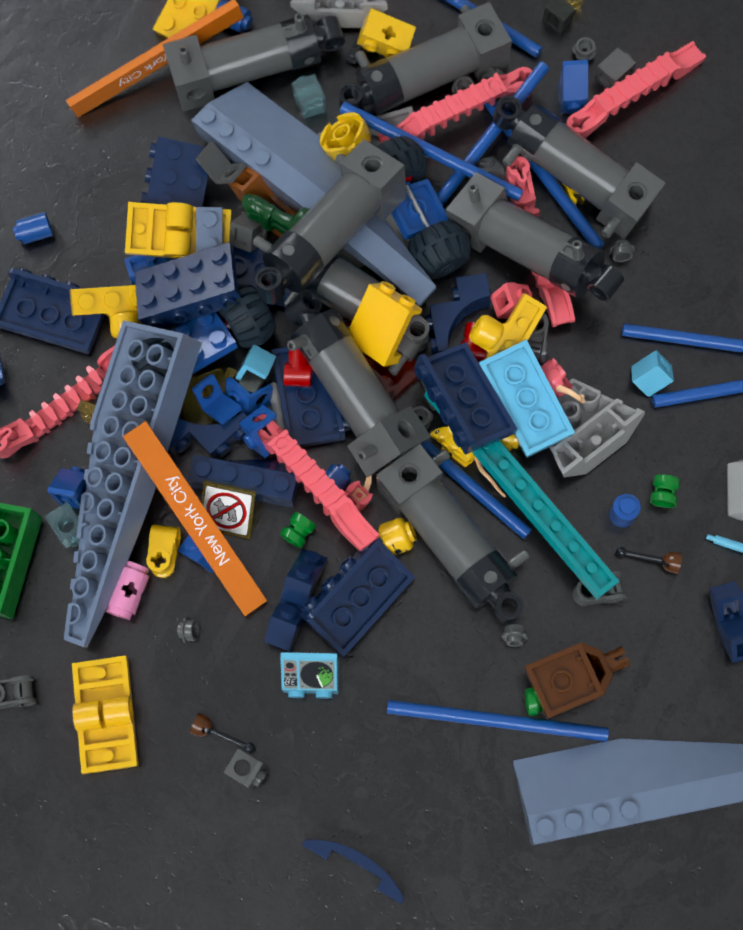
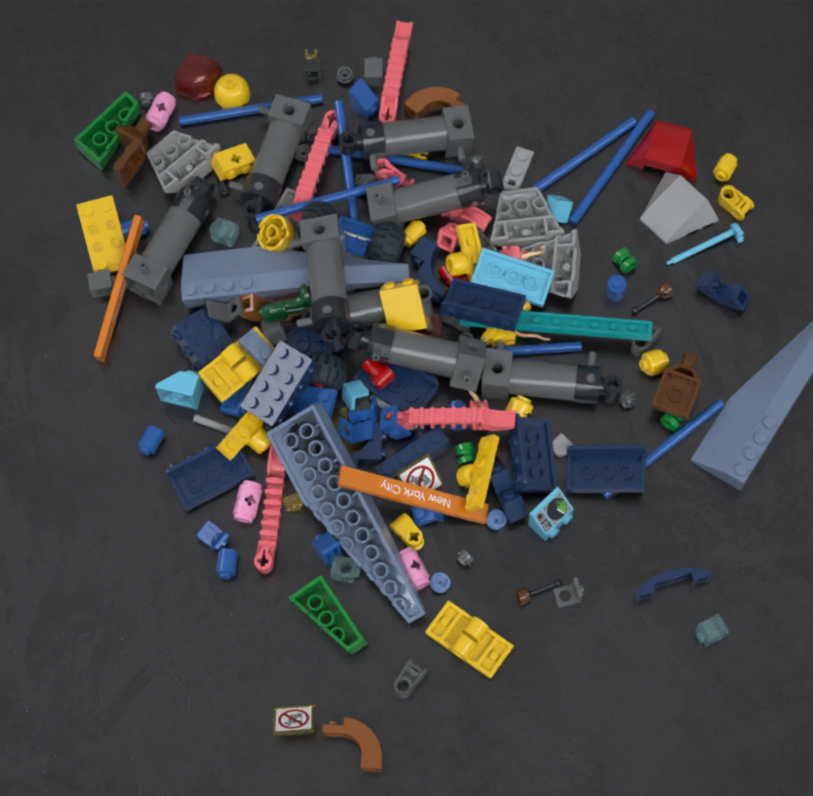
camera: 45 degrees left, 5 degrees down
(38, 377) = (251, 491): none -> bright pink piece
(104, 265) = (212, 424): none -> light grey bar
(107, 205) = (181, 389): none -> medium azure slope
(139, 630) = (440, 582): none -> medium blue tile
(145, 37) = (101, 283): none -> dark grey brick
(257, 622) = (496, 519): none -> medium blue tile
(282, 559) = (478, 474): none -> yellow plate
(399, 615) = (560, 446): none -> light grey tile
(414, 685) = (606, 468): none -> dark blue bracket
(483, 262) = (414, 232): none -> yellow brick
(581, 624) = (654, 362): none -> yellow head
(603, 351) = (523, 219): none -> light grey wedge
(644, 148) = (430, 99): none -> dark orange arch
(652, 298) = (517, 168): none -> light grey plate

